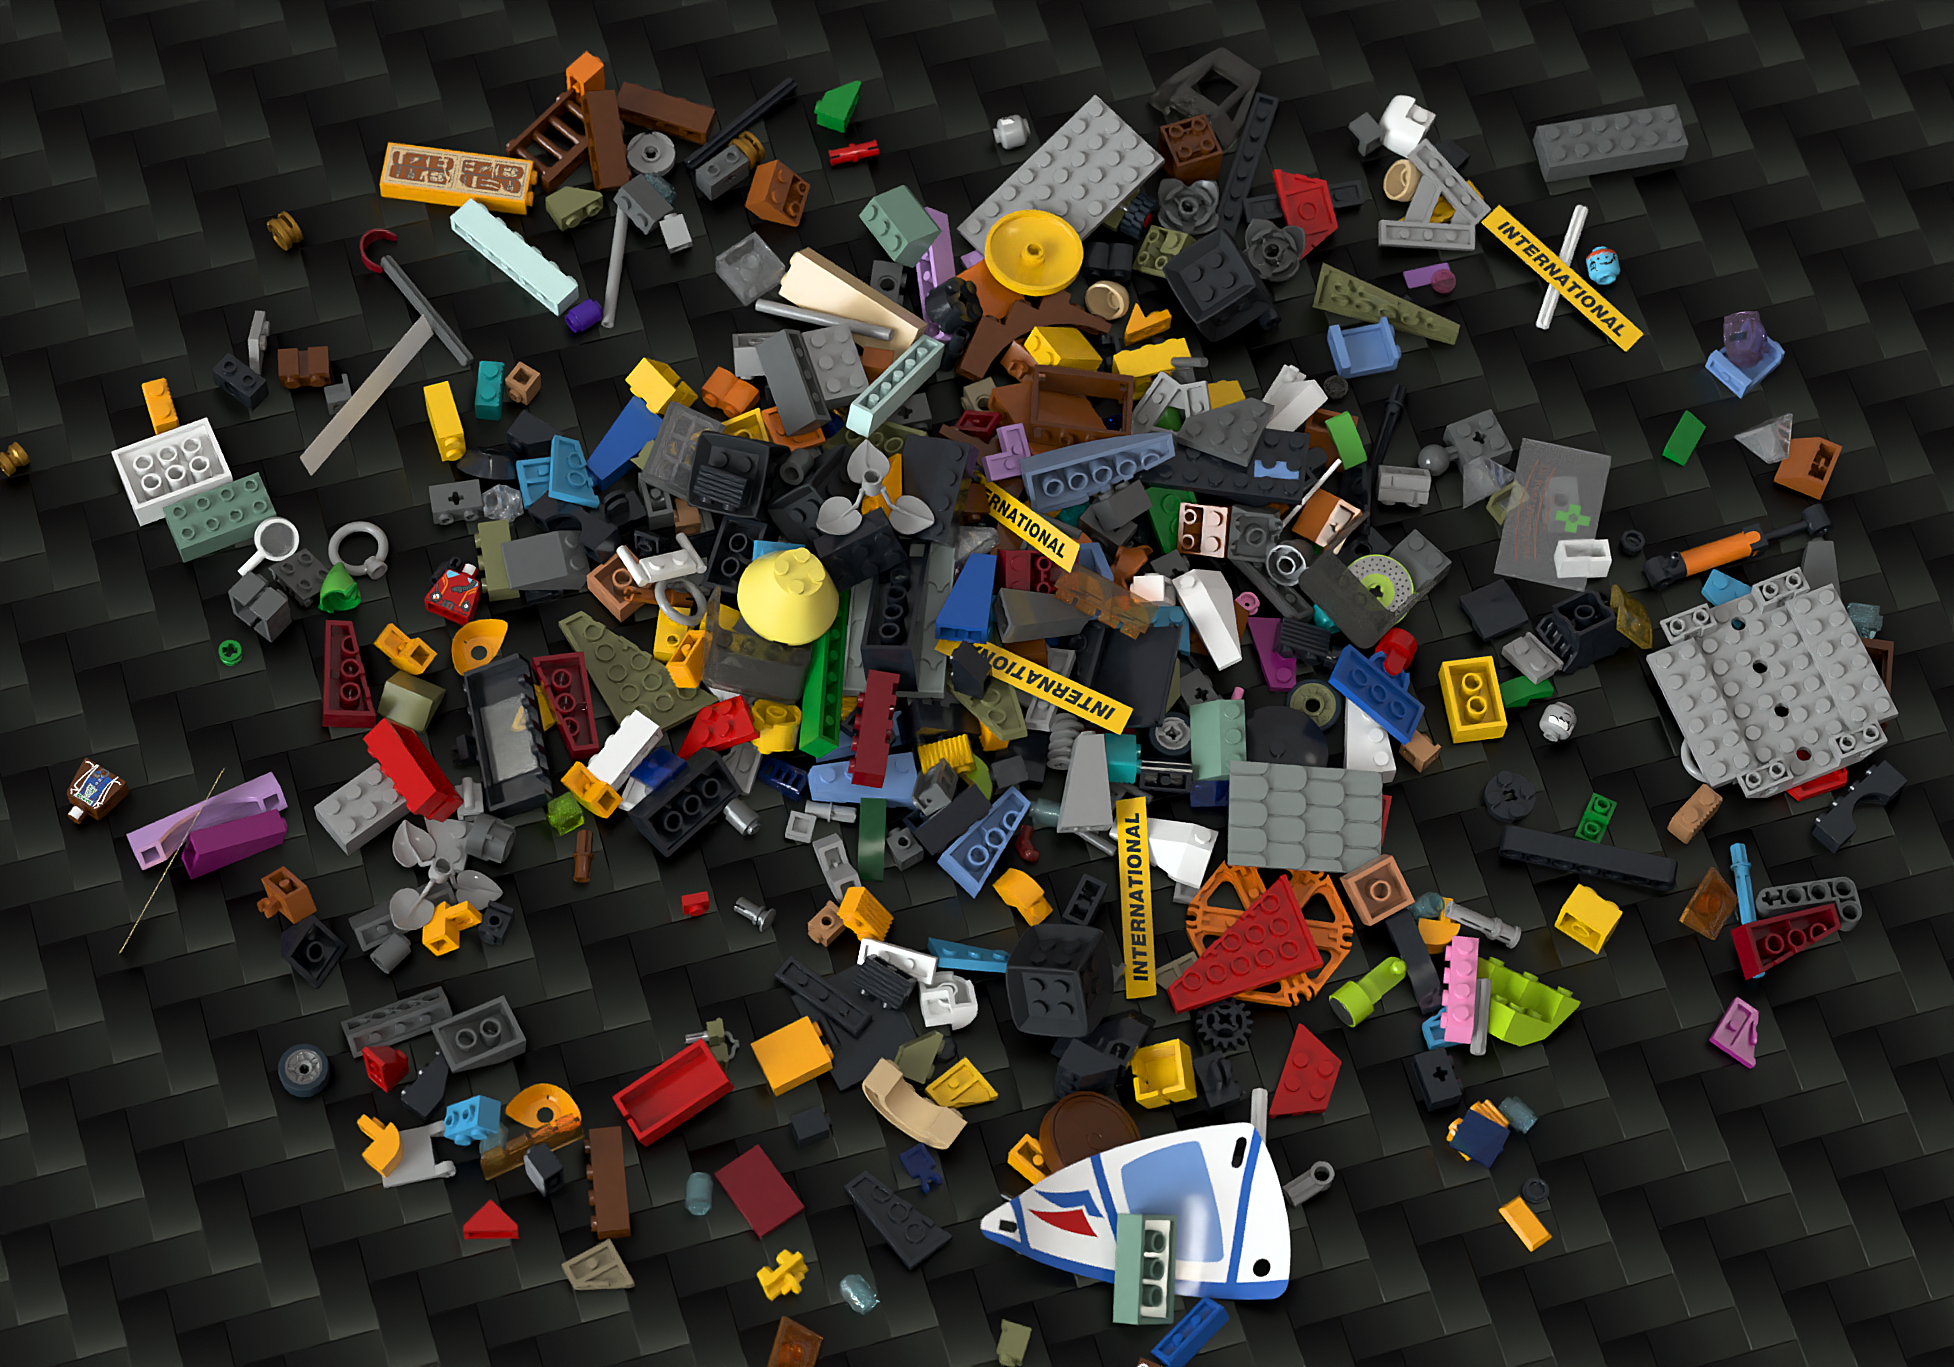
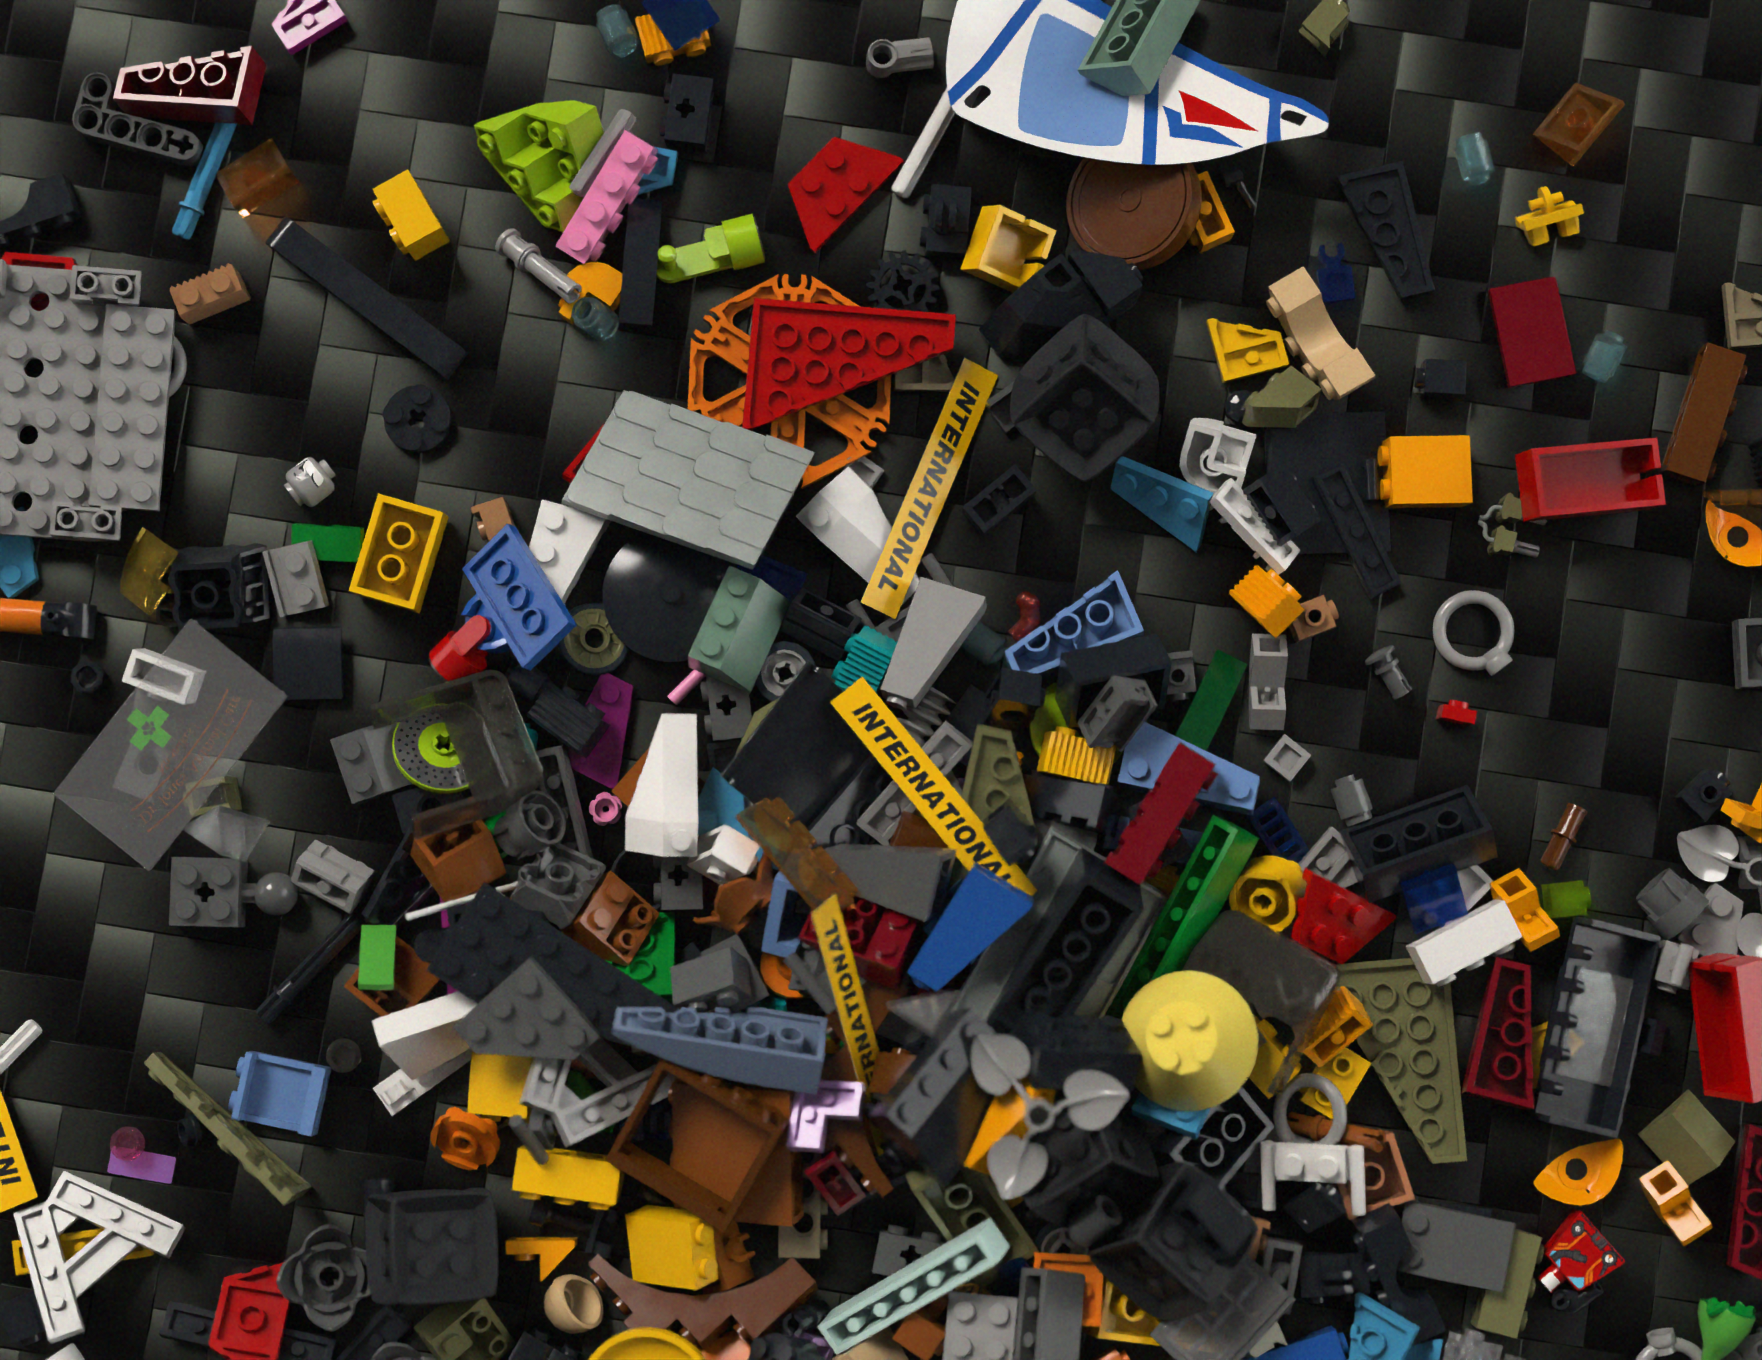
camera: 145 degrees left, 20 degrees up
(684, 953) = (1494, 659): none -> light grey piece
(831, 811) = (1228, 751): light grey axle -> none
(1024, 893) = (1064, 548): light orange brick -> none
(1230, 365) = (459, 1125): none -> orange plate
(1279, 471) = (492, 935): medium blue sticker -> none
(1377, 889) = (642, 361): nougat brick -> none
(1402, 180) = (106, 1307): tan hat -> none
(1595, 819) = (332, 343): green slope -> none

